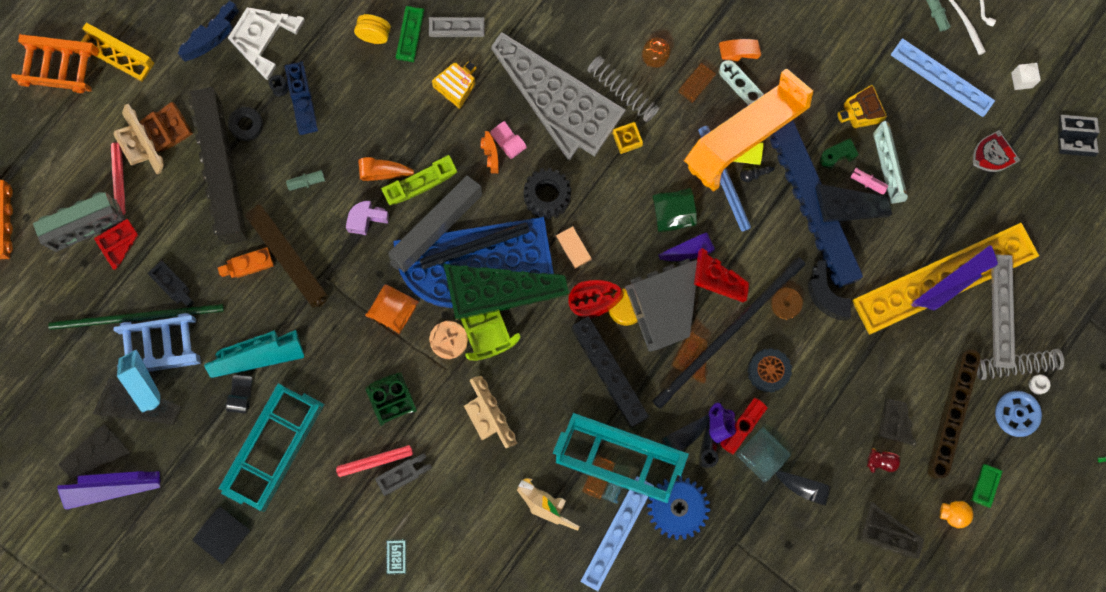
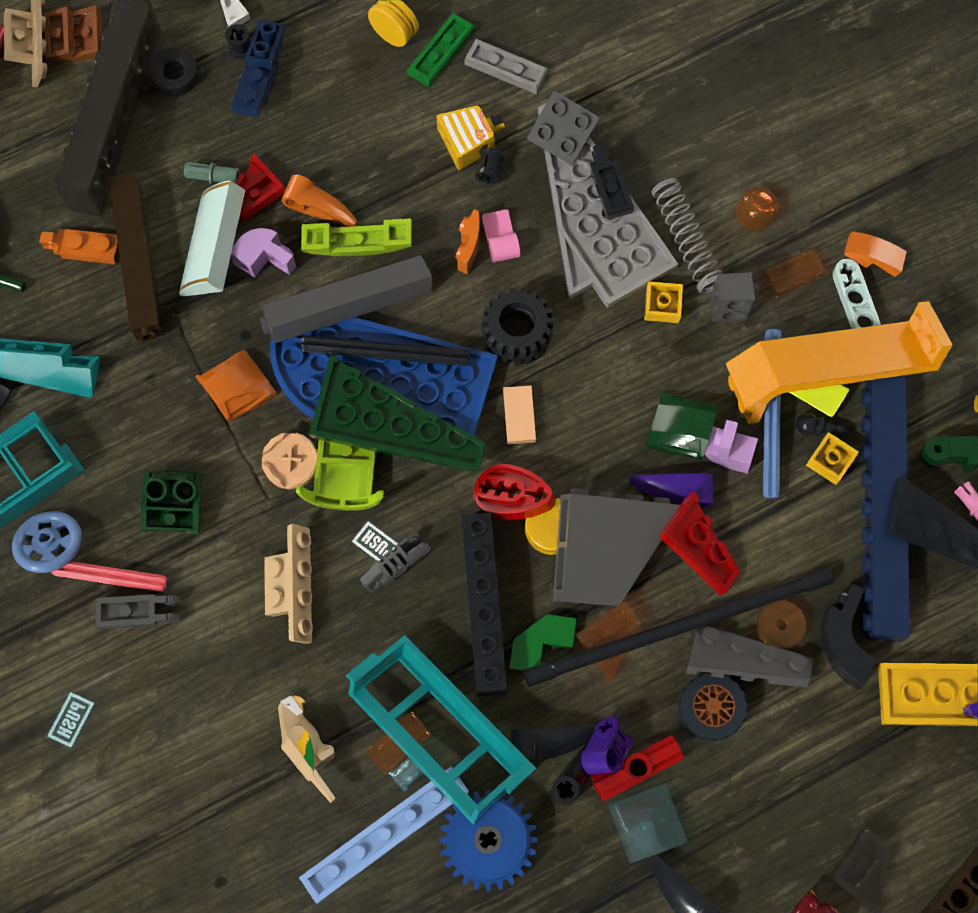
camera: 30 degrees right, 5 degrees down
(330, 224) = (212, 239): none -> light aqua slope
(335, 470) = (48, 562): none -> medium blue plate
(338, 179) = (260, 188): none -> red wing
(479, 97) = (490, 165): none -> black bush
(515, 54) = (563, 128): none -> dark grey hinge
(527, 366) = (373, 541): none -> sticker
(544, 372) = (395, 562): none -> dark grey hinge
(561, 77) = (610, 184): none -> black hinge
(654, 370) = (548, 631): none -> green tile
(669, 116) = (733, 296): none -> dark grey brick
(710, 211) = (731, 448): none -> lavender brick
(767, 334) = (735, 655): none -> dark grey wing
(771, 189) = (832, 458): none -> yellow piece

